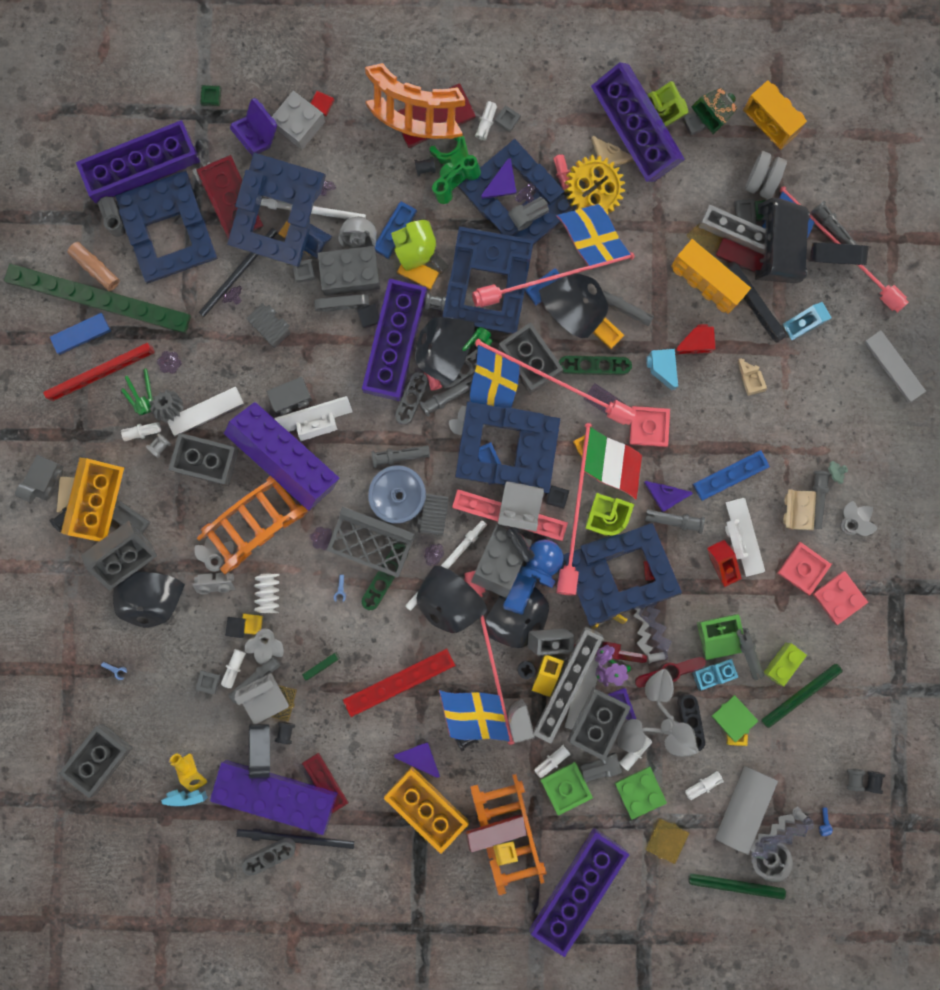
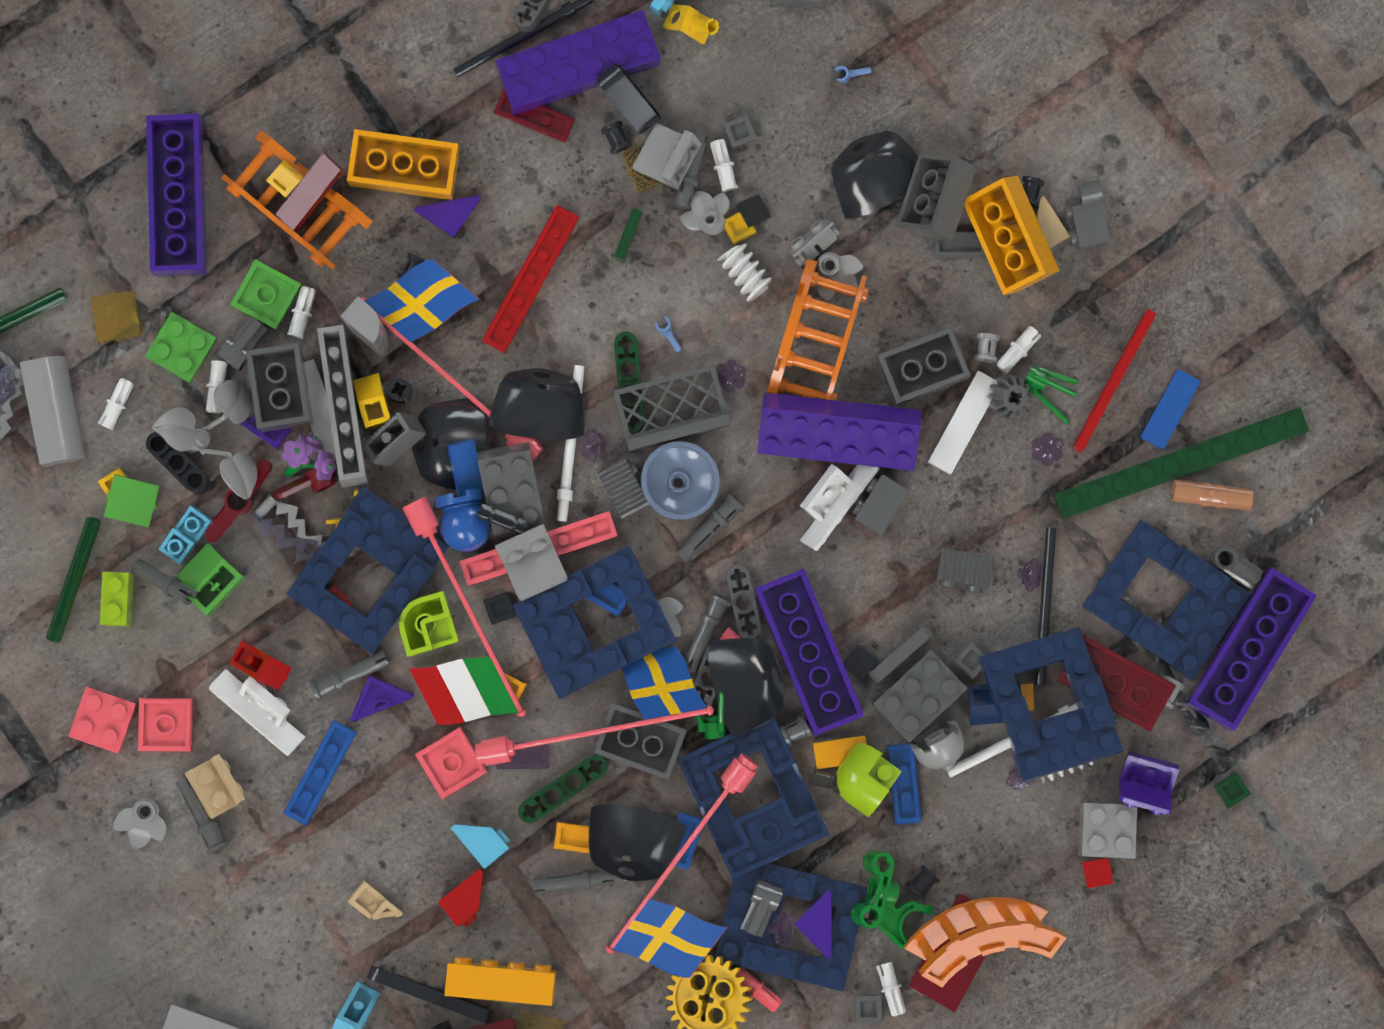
camera: 145 degrees right, 0 degrees up
(837, 472) = (202, 860): sand green plant -> none

